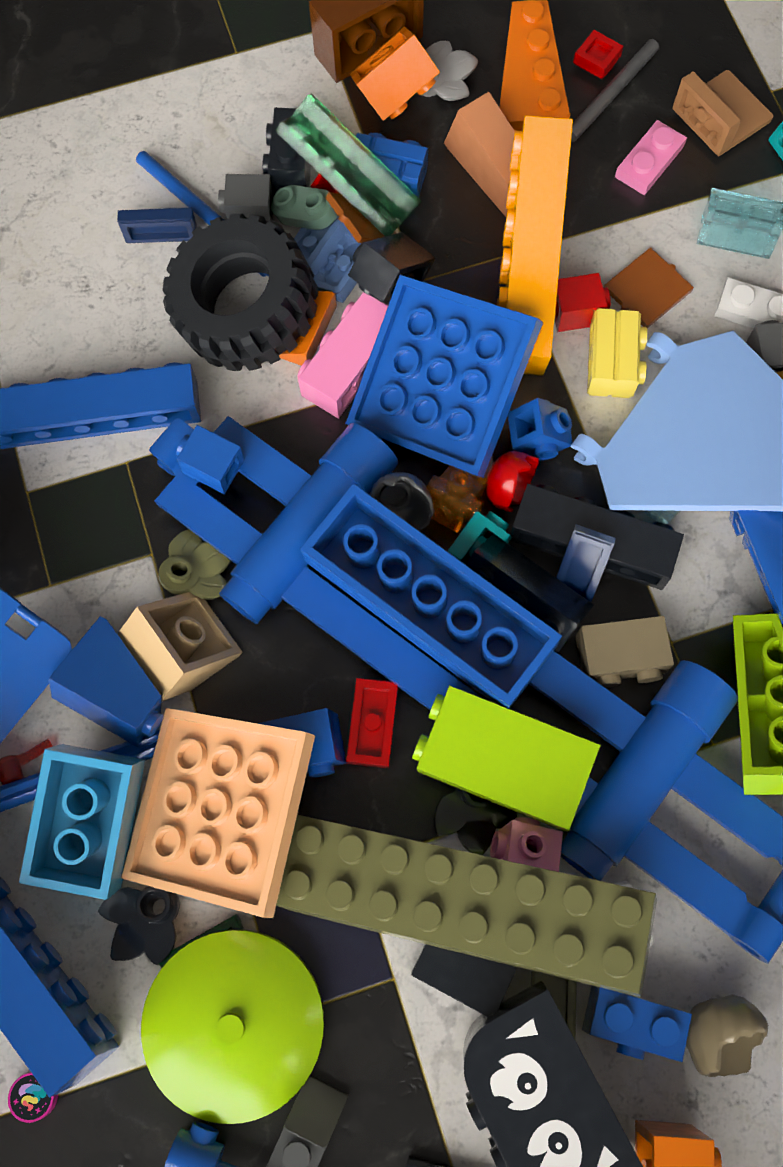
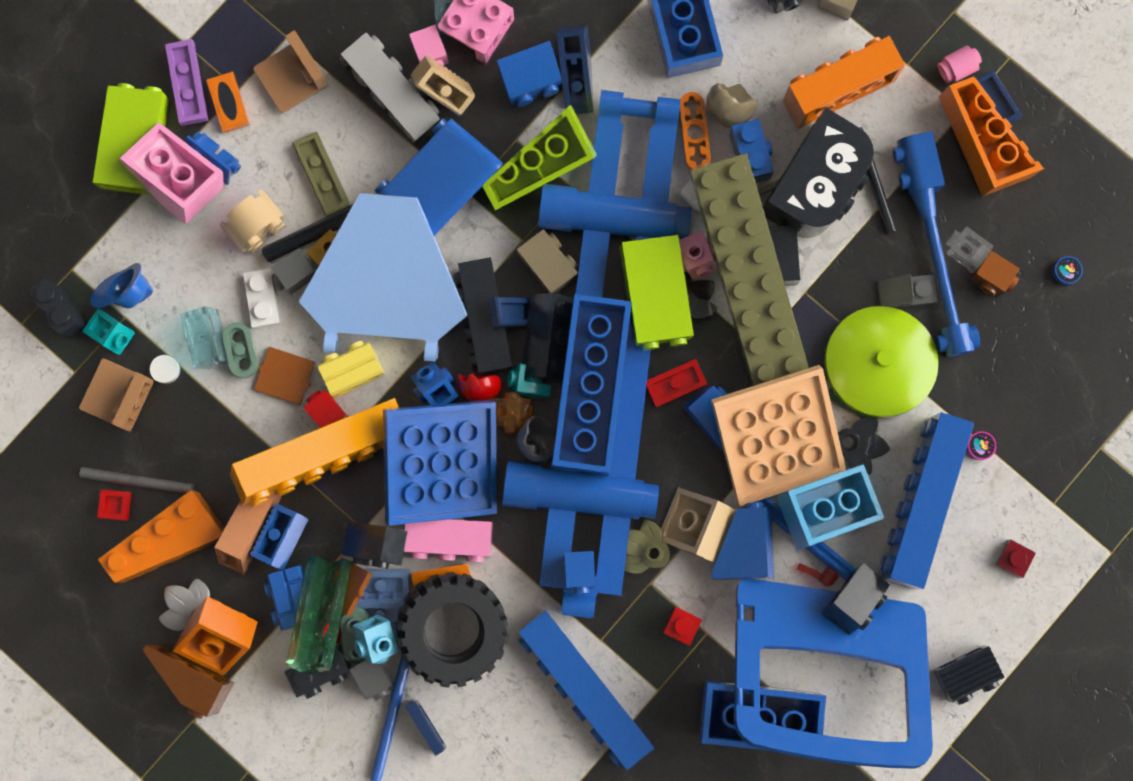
camera: 120 degrees left, 10 degrees up
(73, 553) = (682, 625): none -> red brick
(283, 202) = (375, 639): none -> medium azure brick
(462, 180) = (279, 536): none -> blue brick
(650, 157) = (179, 425): bright pink plate -> none
(704, 251) = (240, 351): none -> sand green plate
(726, 171) = (165, 369): none -> white tile
(741, 961) = (704, 151): none -> orange beam

